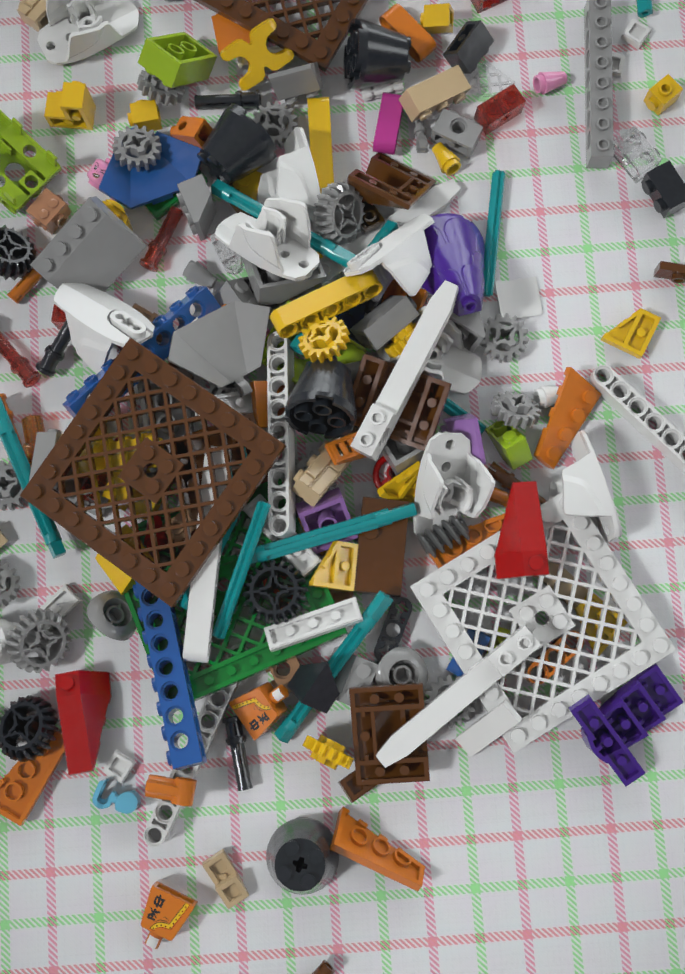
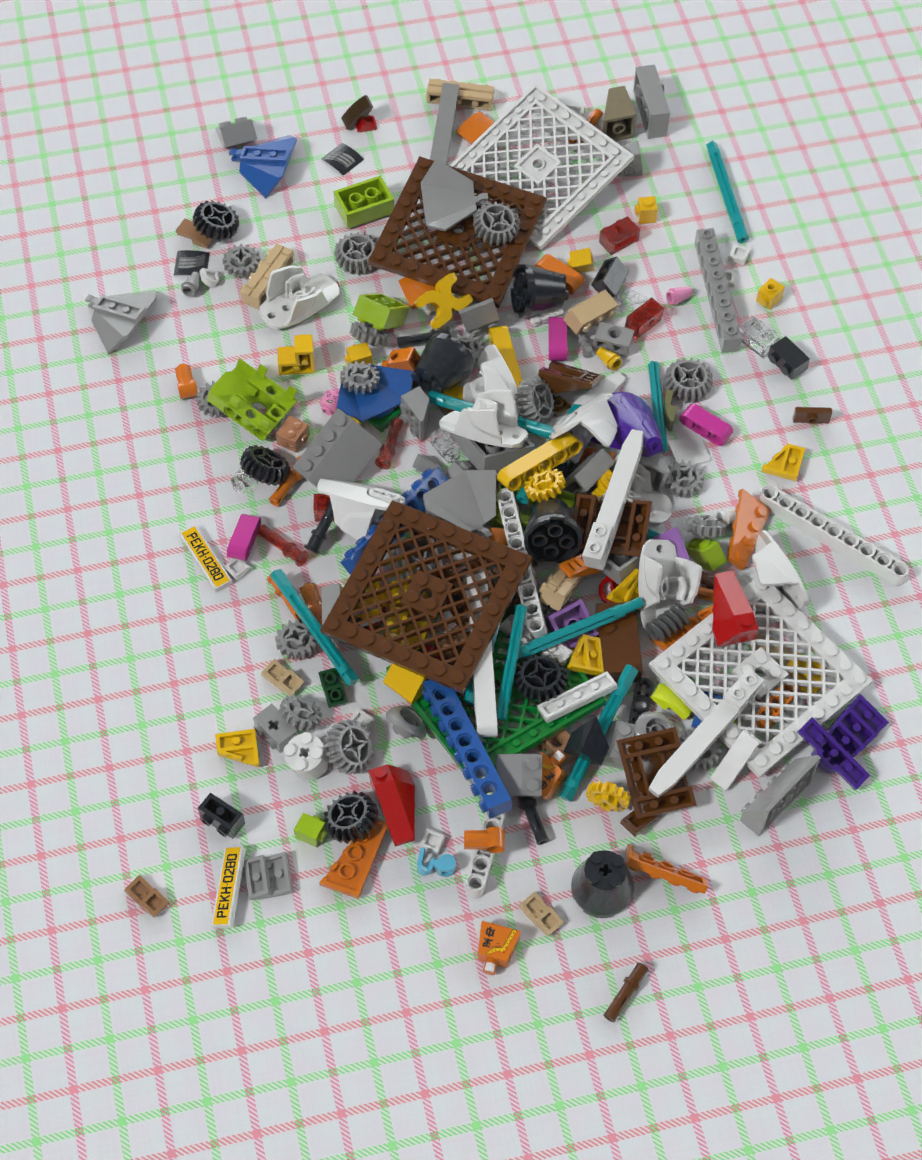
camera: 15 degrees left, 20 degrees down
(39, 558) = (332, 687): none -> dark green slope
(225, 716) = (520, 774): none -> light grey slope
(425, 632) = (667, 699): none -> neon yellow slope
(505, 244) = (669, 410): none -> olive slope
(530, 188) = (689, 385): none -> light grey gear
(532, 780) = (779, 793): none -> light grey slope
(546, 267) = (706, 424): none -> dark pink beam

